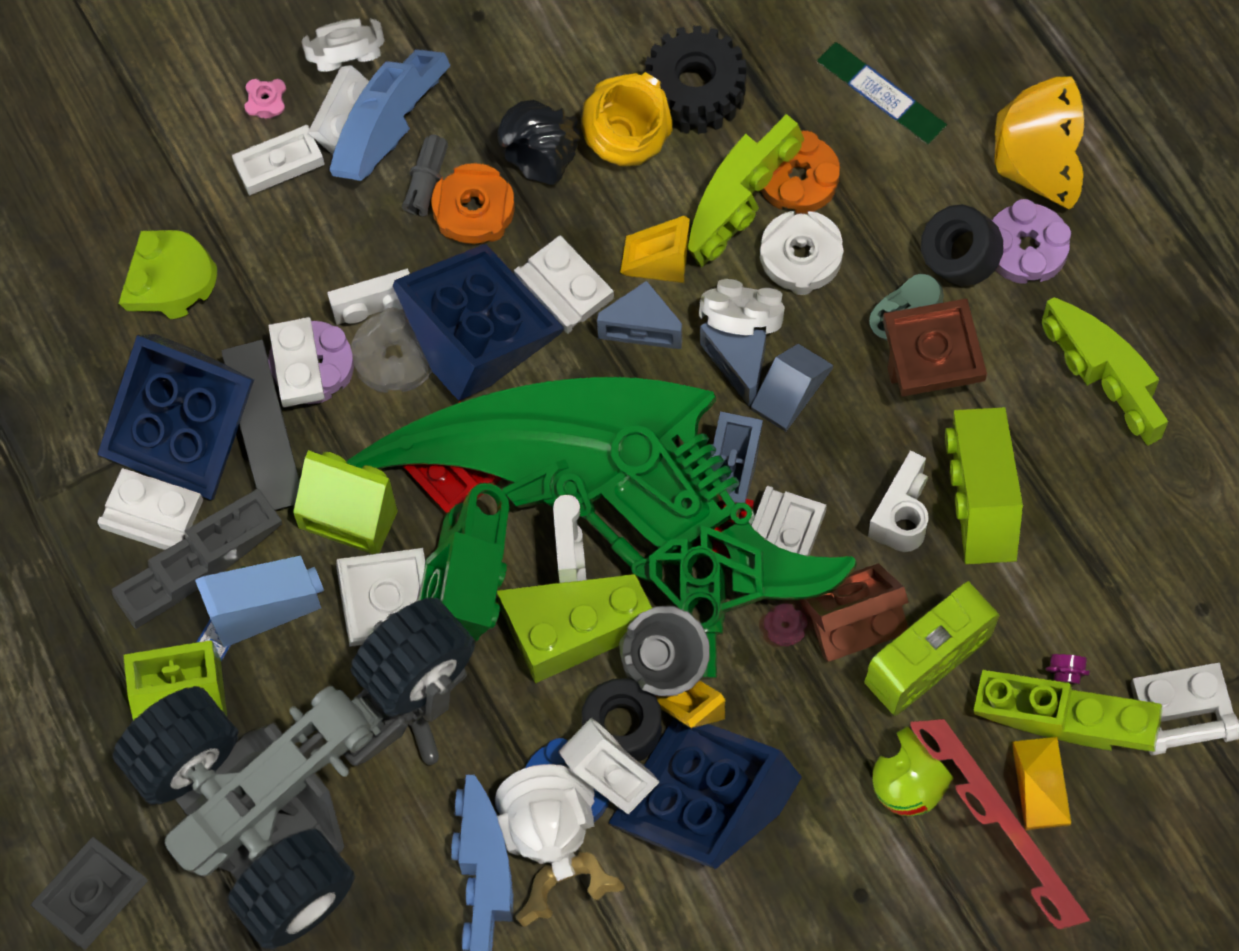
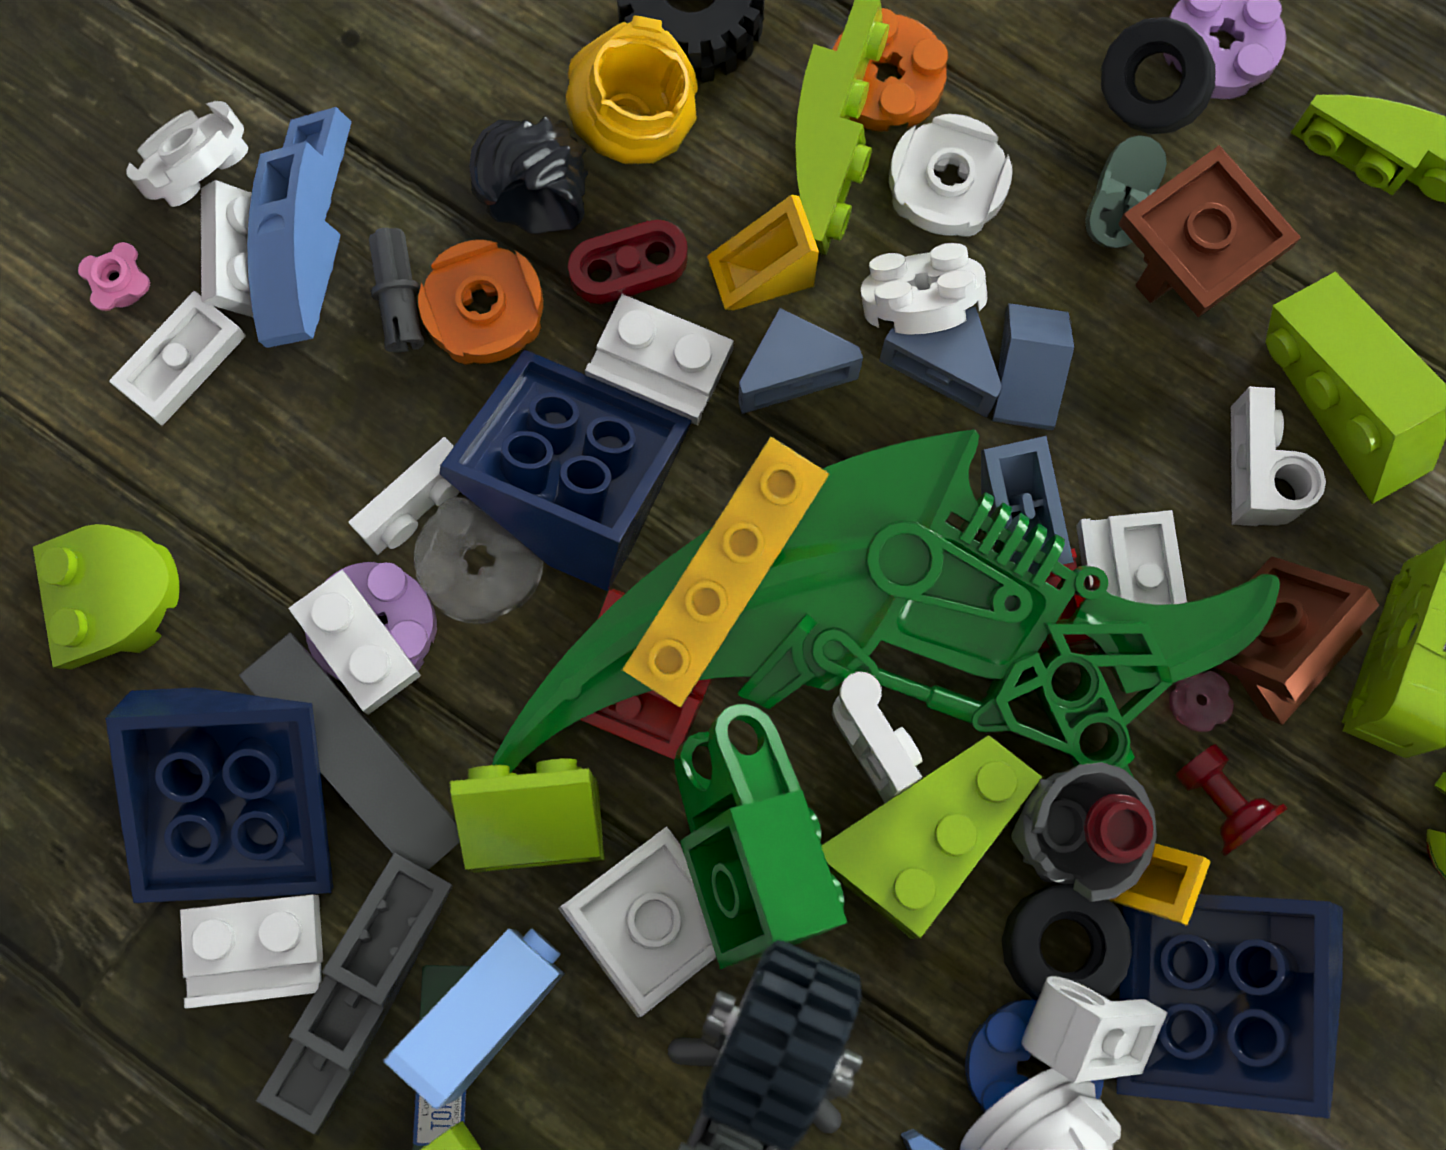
camera: 30 degrees left, 10 degrees up
(524, 407) = (726, 572): none -> yellow brick
(575, 216) = (625, 257): none -> dark red plate
(680, 656) = (1118, 828): none -> dark red plate
(771, 702) = (1243, 817): none -> dark red piece

